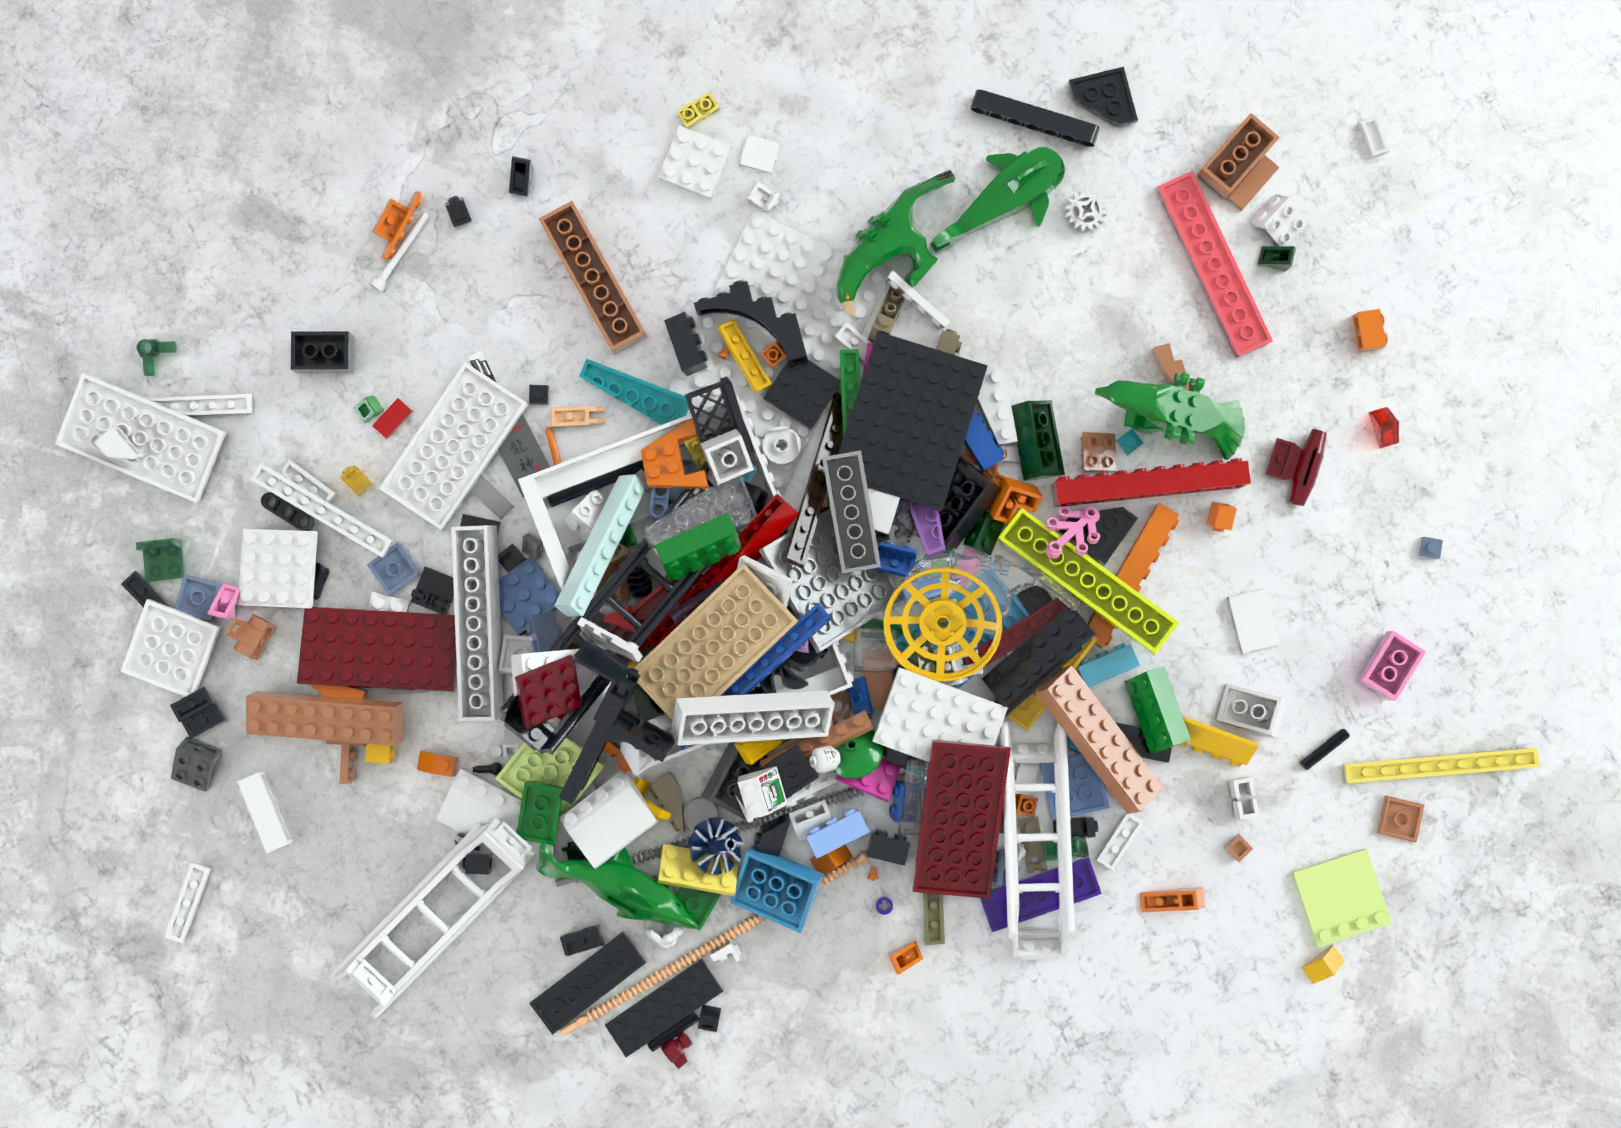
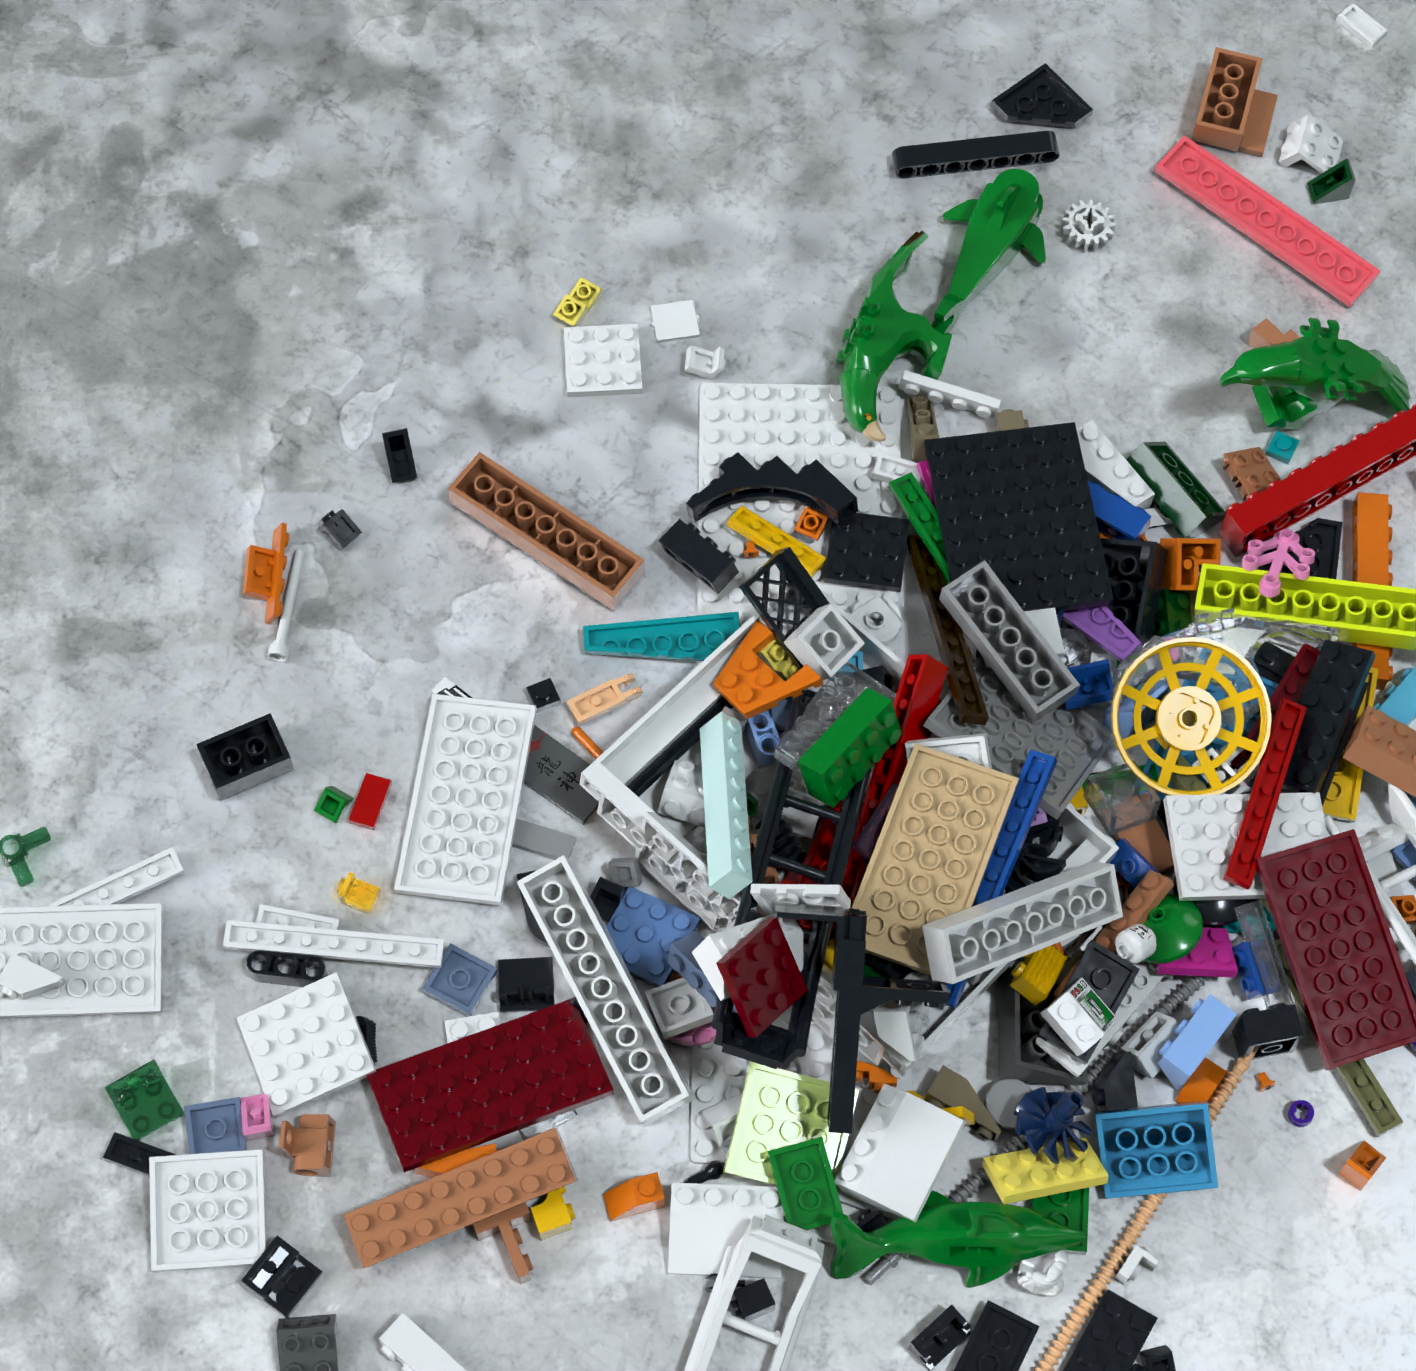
camera: 25 degrees left, 20 degrees down
(967, 695) = (1264, 794): none -> red tile

